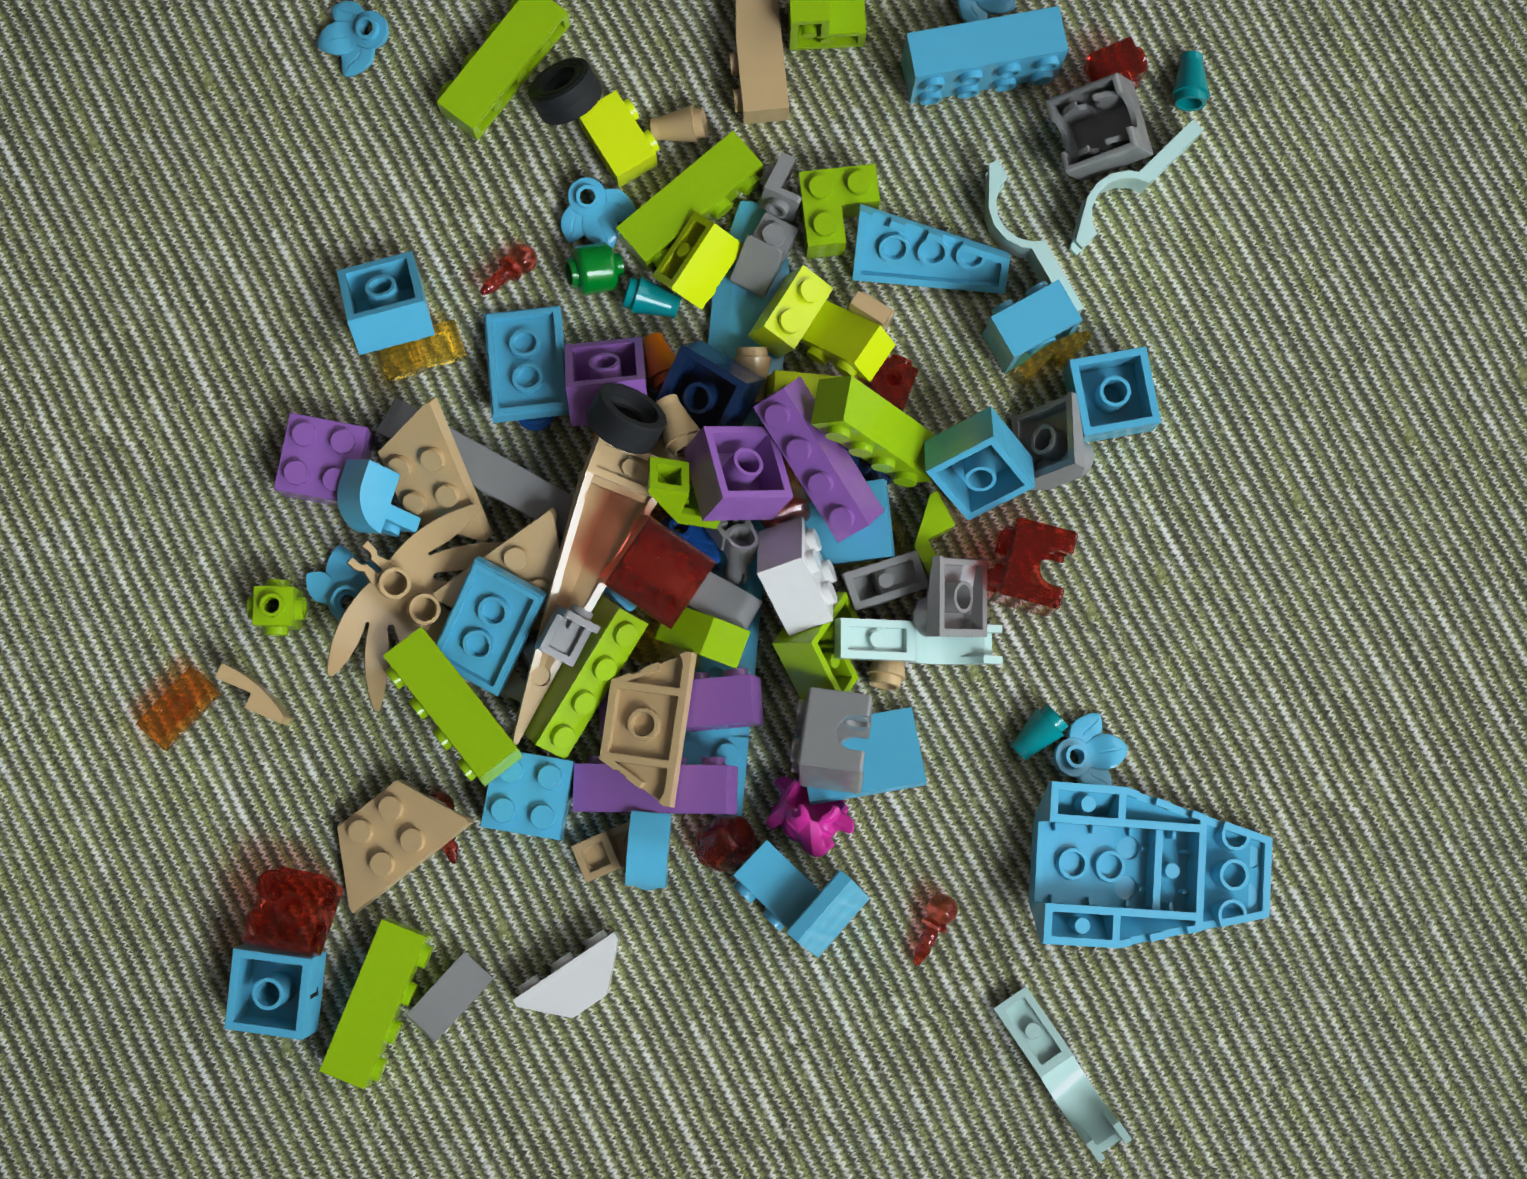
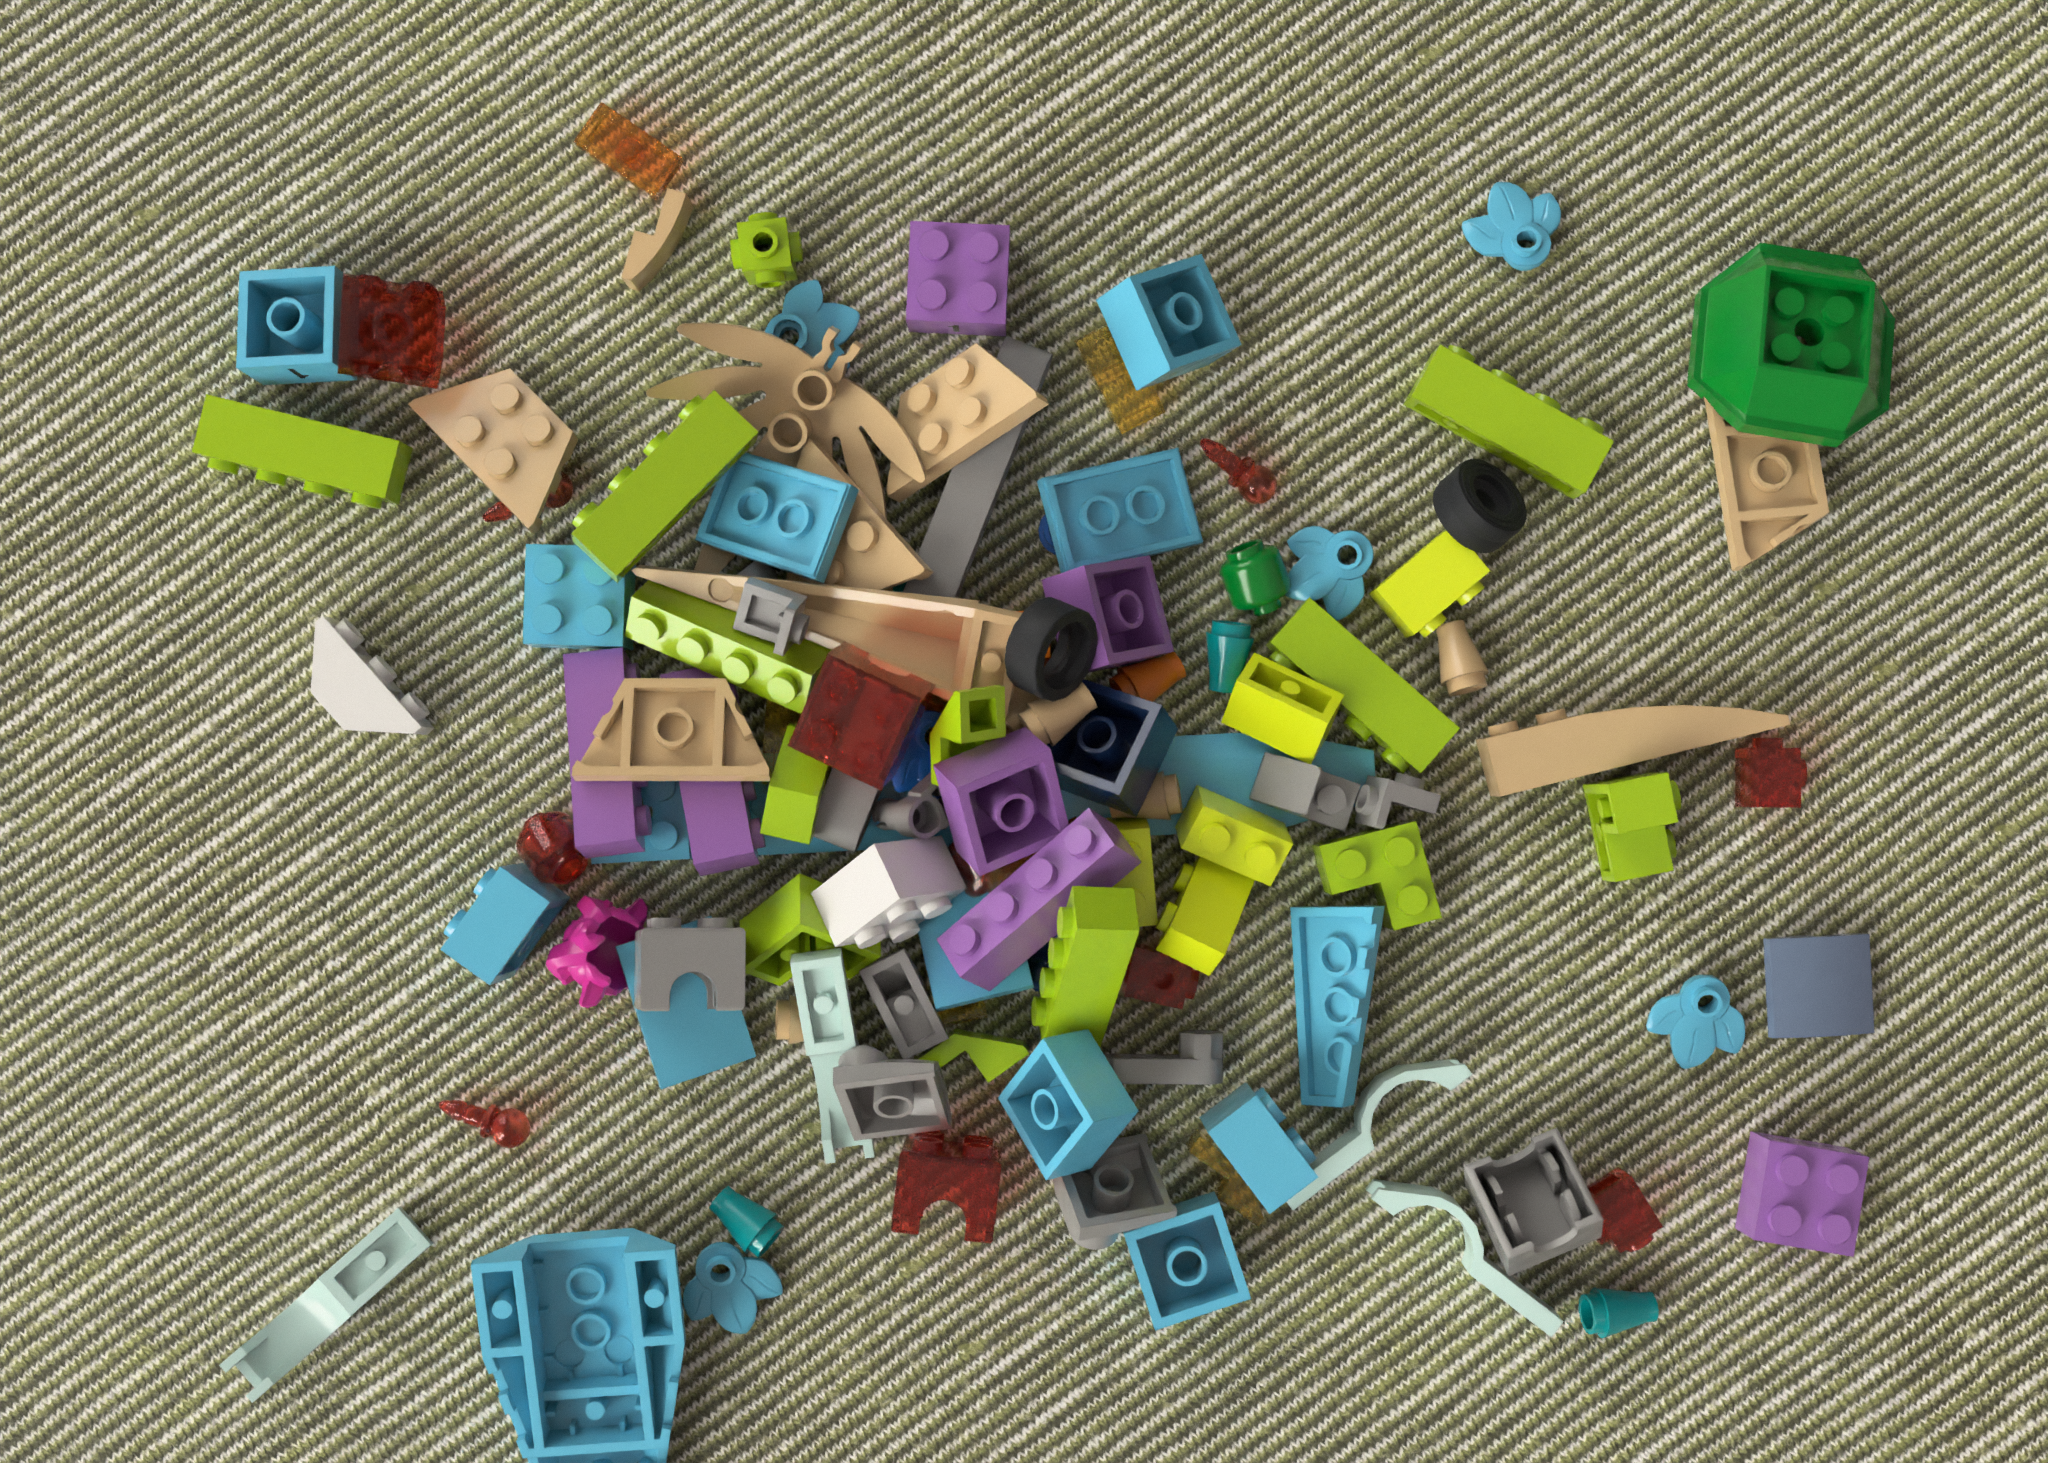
camera: 85 degrees right, 5 degrees up
(366, 499) = (912, 337): medium azure brick -> none
(449, 997) = (321, 538): light grey slope -> none
(602, 852) = (531, 714): tan slope -> none
(648, 850) = (524, 755): medium azure brick -> none
(828, 914) = (472, 989): medium azure tile -> none
(871, 309) = (1248, 939): tan slope -> none
(961, 366) = (1196, 1064): none -> light grey beam
(984, 55) = (1607, 1039): medium azure brick -> none

